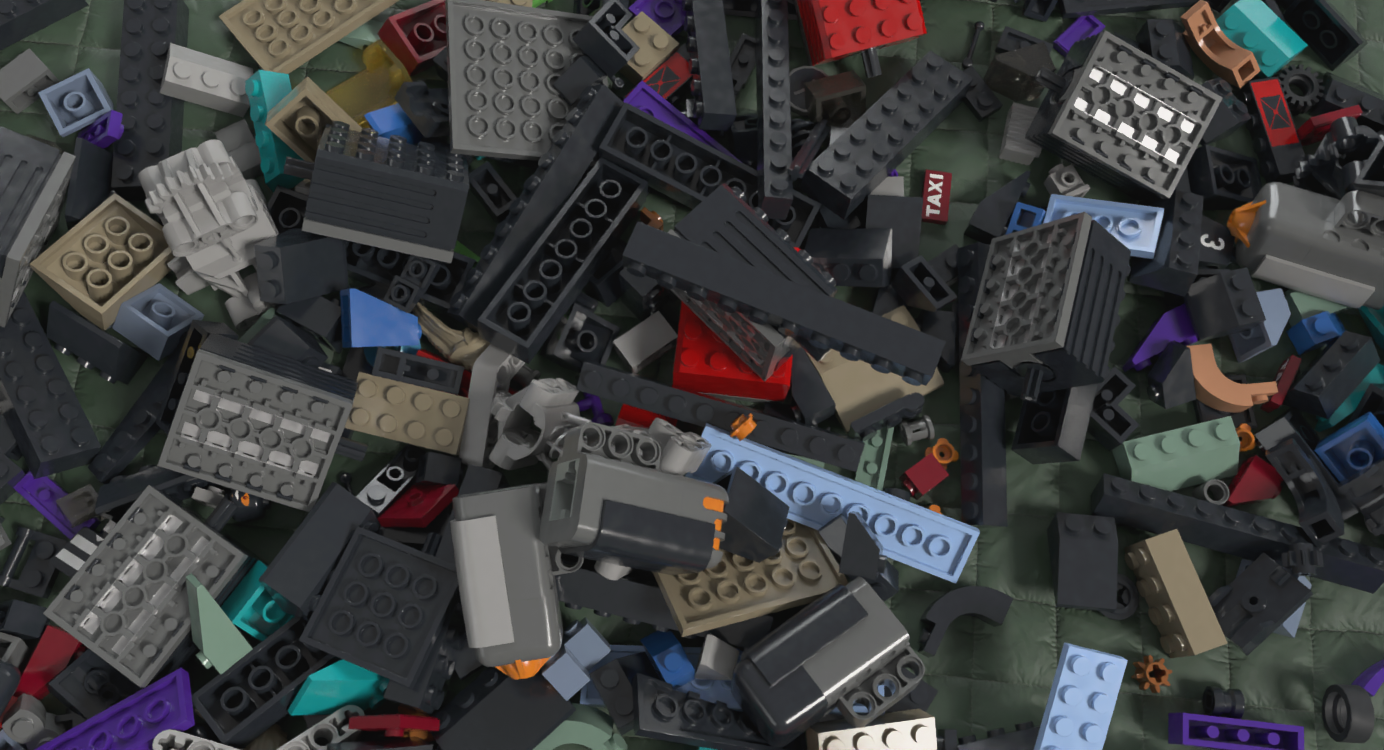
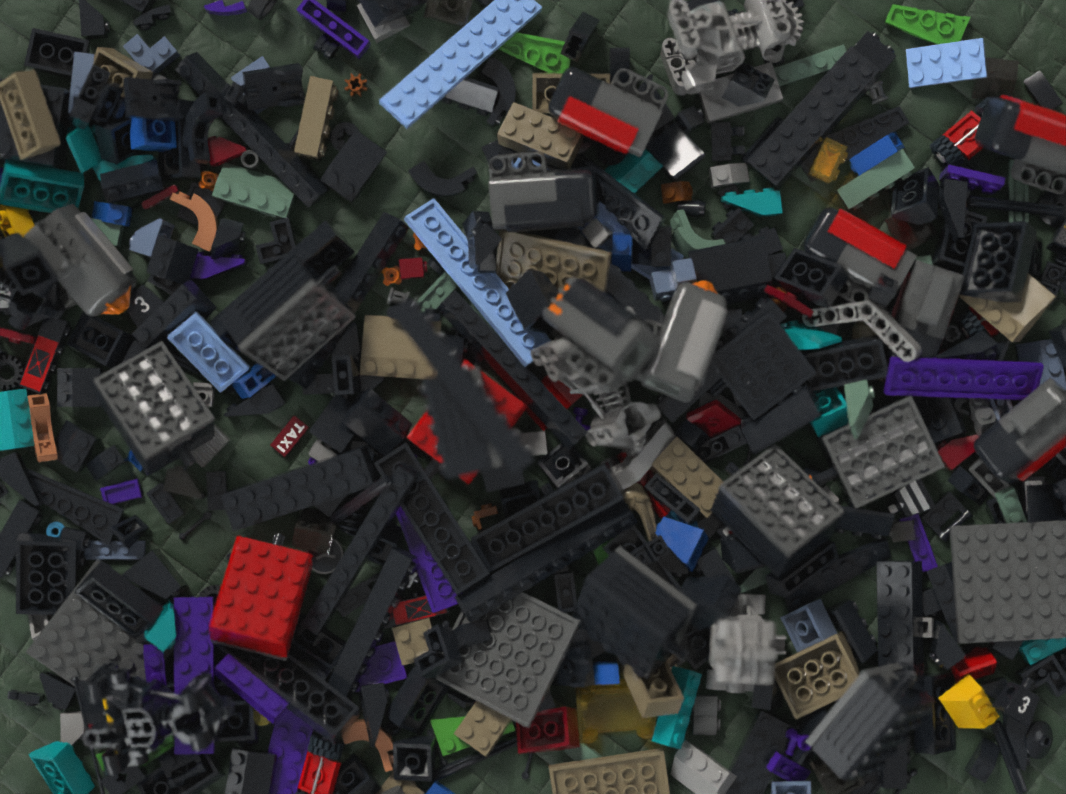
camera: 150 degrees left, 15 degrees up
(85, 165) = (796, 738): none -> dark purple piece
(742, 426) = (507, 350): orange plate -> none

